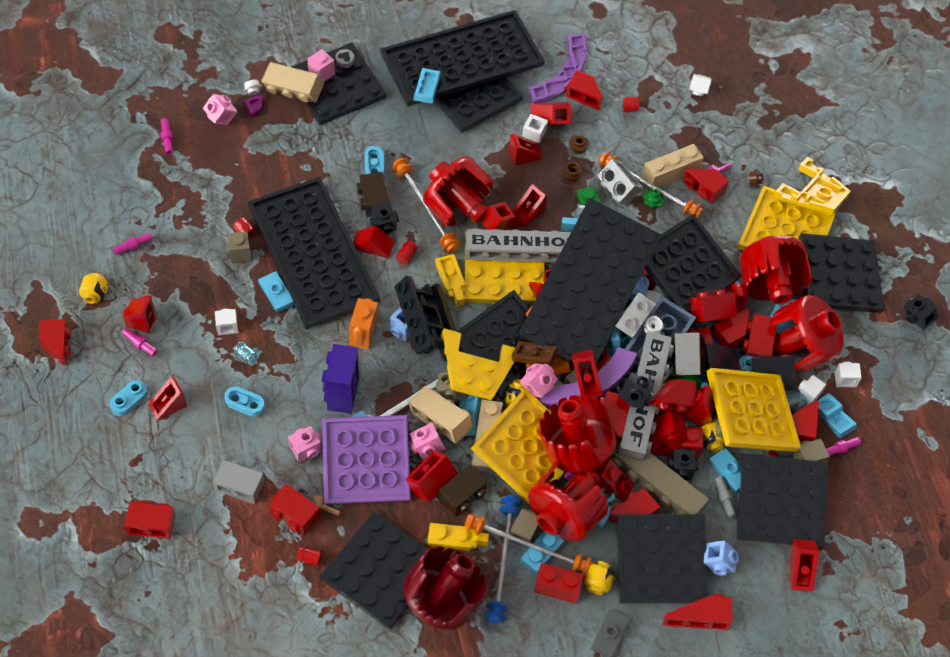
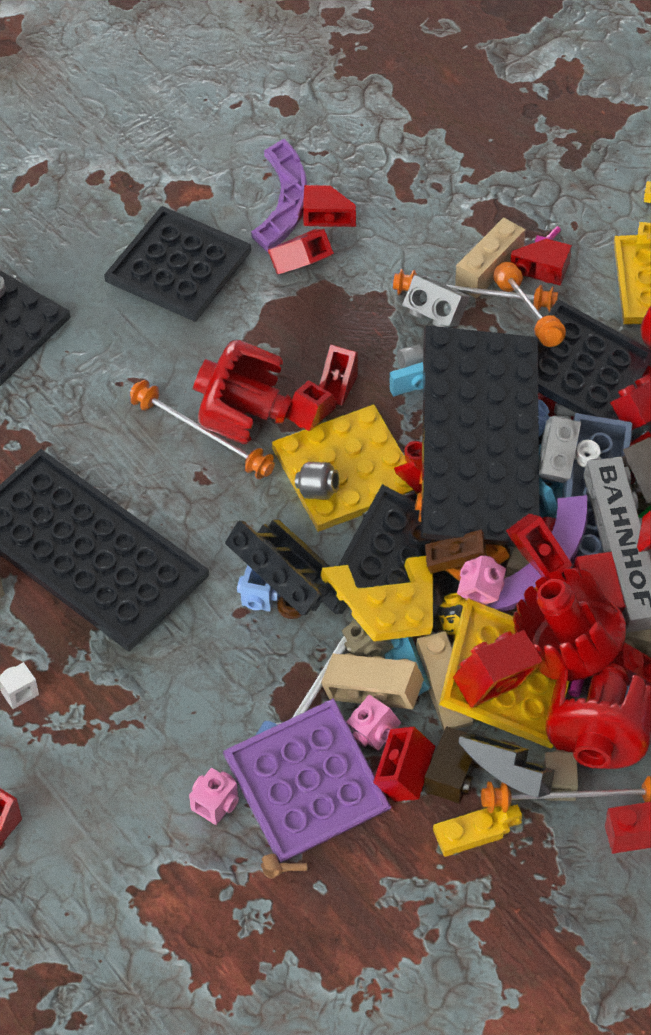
camera: 20 degrees left, 5 degrees down
(150, 519) = (57, 987): red brick -> none
(239, 481) = (151, 883): light grey brick -> none
(245, 352) = (64, 714): clear light blue piece -> none
(246, 401) = (100, 776): medium azure plate -> none
(276, 291) = (62, 620): medium azure plate -> none
(294, 509) = (246, 886): red brick -> none
(309, 556) = (298, 937): red piece -> none
(341, 378) = (221, 689): dark purple brick -> none
(363, 323) = (205, 609): orange torso -> none
(372, 190) = (125, 443): dark brown brick -> none
(374, 242) = (157, 503): red slope -> none
(374, 569) = (403, 913): black plate -> none
(376, 164) = (104, 406): medium azure plate -> none
(384, 217) = (156, 467): black brick -> none
(406, 252) = (209, 498): red piece -> none
(427, 85) = (125, 276): medium azure plate -> none
(444, 588) = (506, 893): dark red piece -> none
(451, 278) = (287, 507): yellow hinge -> none
(464, 55) = (146, 227): black plate -> none
(476, 269) = (317, 480): none -> flat silver head
(492, 506) = (509, 764): none -> slope
(496, 607) = (579, 892): blue axle -> none
(514, 245) = (353, 428): light grey brick -> none
(515, 441) = (497, 667): none -> red brick
(523, 150) = (288, 311): red slope -> none
(533, 558) = (593, 810): medium azure plate -> none
(535, 128) = (289, 278): white plate -> none
(572, 167) = (366, 312): reddish brown plate -> none
(578, 148) = (355, 277): reddish brown plate -> none
(584, 194) = (403, 336): green plate -> none
(630, 104) = (393, 202): red hose -> none
(637, 391) = (618, 538): black brick -> none
(653, 198) = (487, 305): green plant -> none
(672, 231) = (548, 328): none -> orange axle
(700, 84) = (467, 145): white plate -> none
(755, 178) = (600, 231): reddish brown plate -> none

